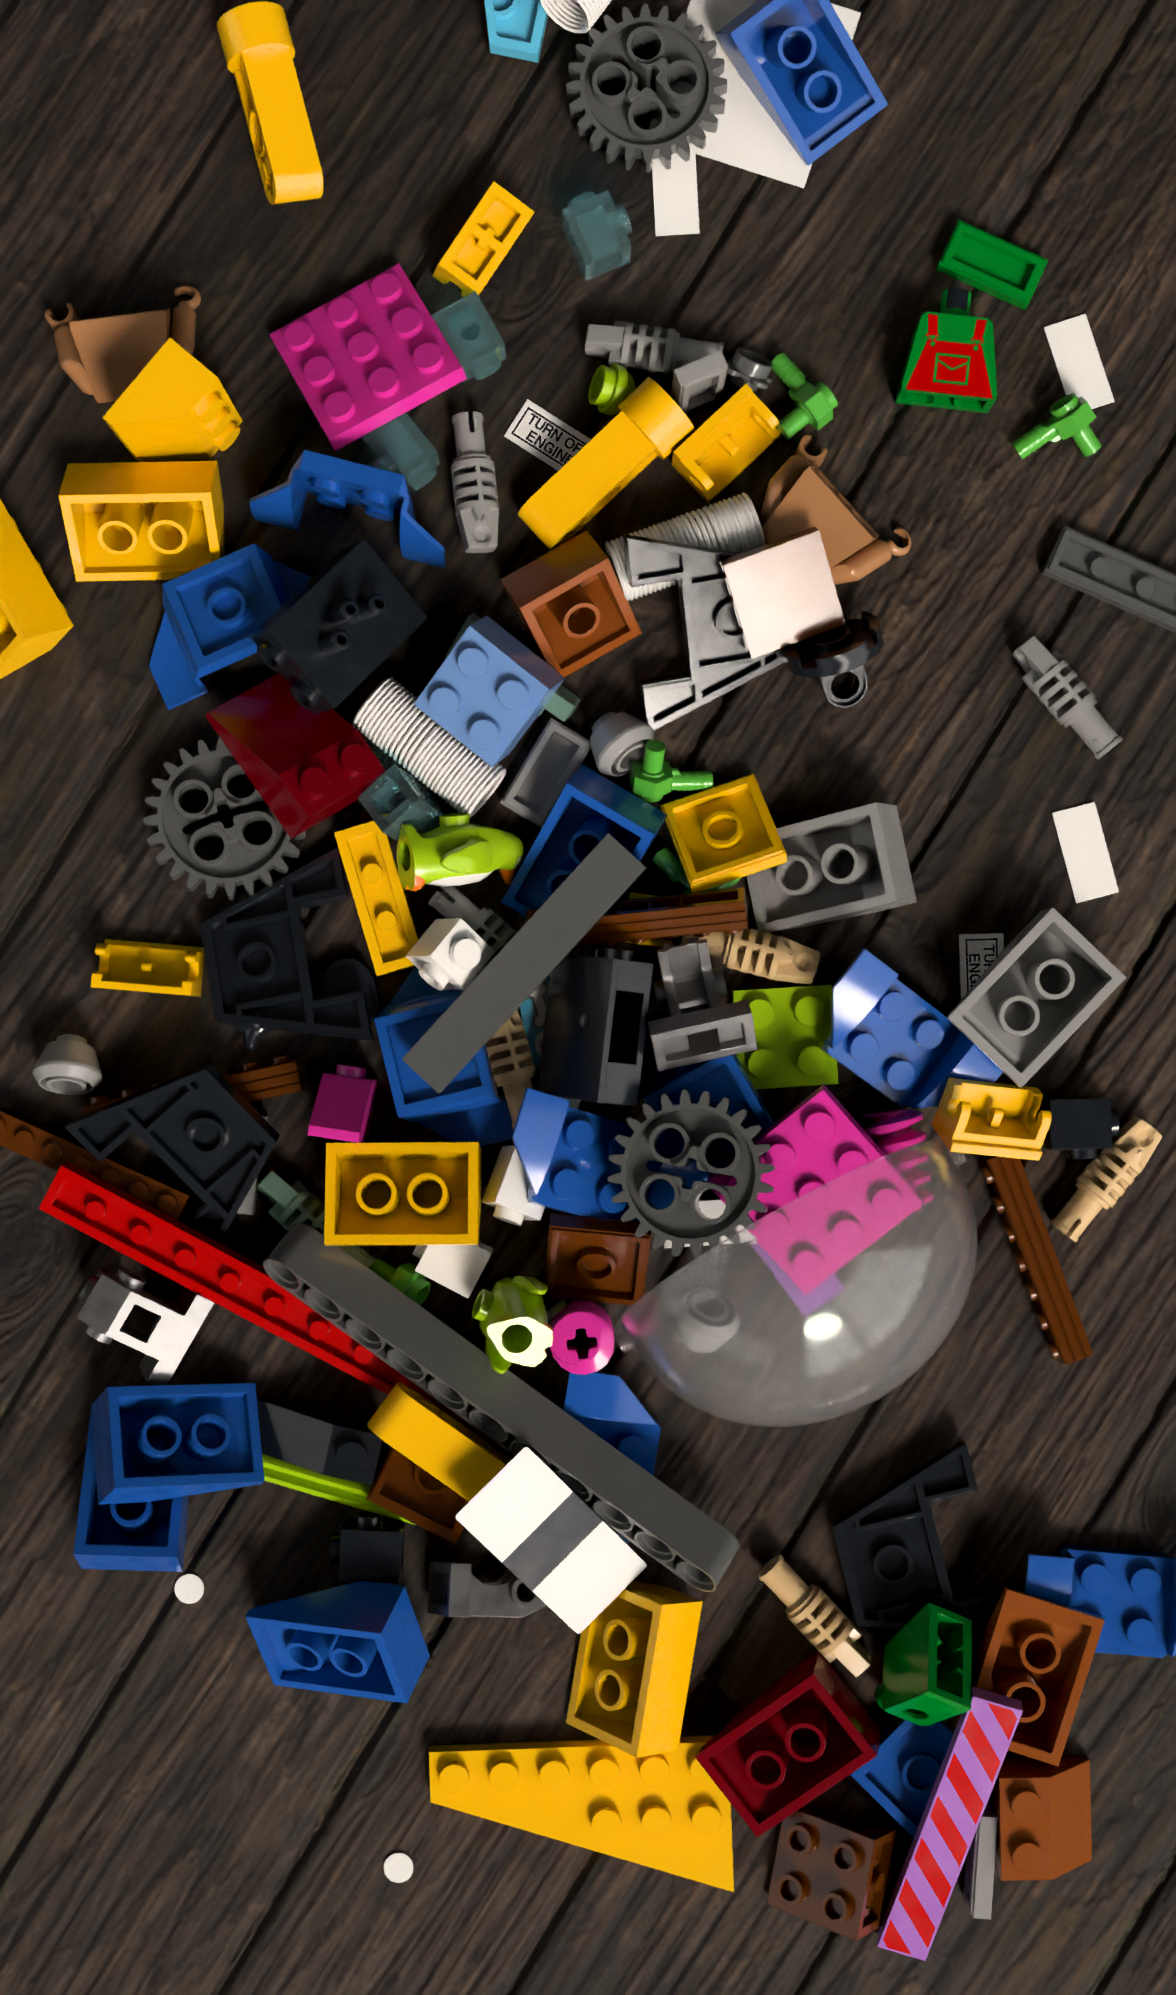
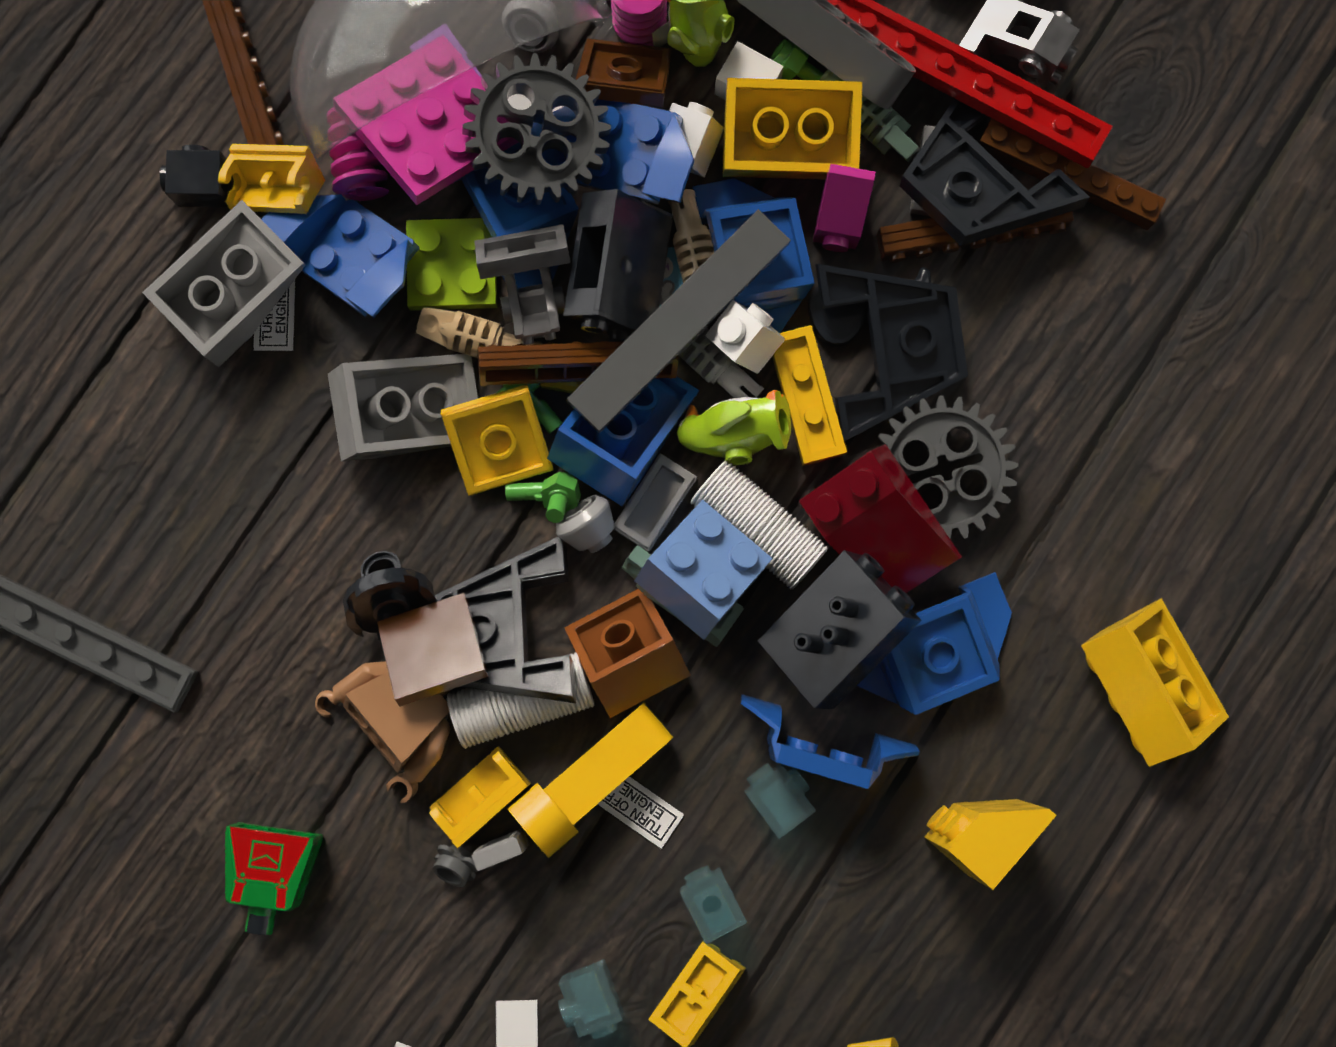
camera: 175 degrees right, 5 degrees down
(68, 1066) = (1085, 256): light grey cone -> none
(112, 350) = (1032, 900): medium nougat torso -> none
(142, 518) = (1016, 744): yellow slope -> none
(149, 967) = (1013, 338): yellow hinge -> none
(367, 356) = (807, 886): dark pink plate -> none
(399, 800) = (786, 472): clear light blue brick -> none
(474, 486) = (712, 765): light grey hinge -> none
(610, 388) = (583, 852): lime plate -> none
(645, 346) = (543, 889): light grey hinge -> none
(812, 403) = (397, 832): bright green piece -> none
(992, 265) = (225, 960): green tile -> none
(1065, 695) = (182, 555): light grey hinge -> none
(1069, 418) = (162, 809): bright green piece -> none
(1079, 361) = (151, 864): white sticker -> none
(1085, 852) = (175, 419): white sticker -> none
(1108, 1176) = (174, 131): tan hinge -> none

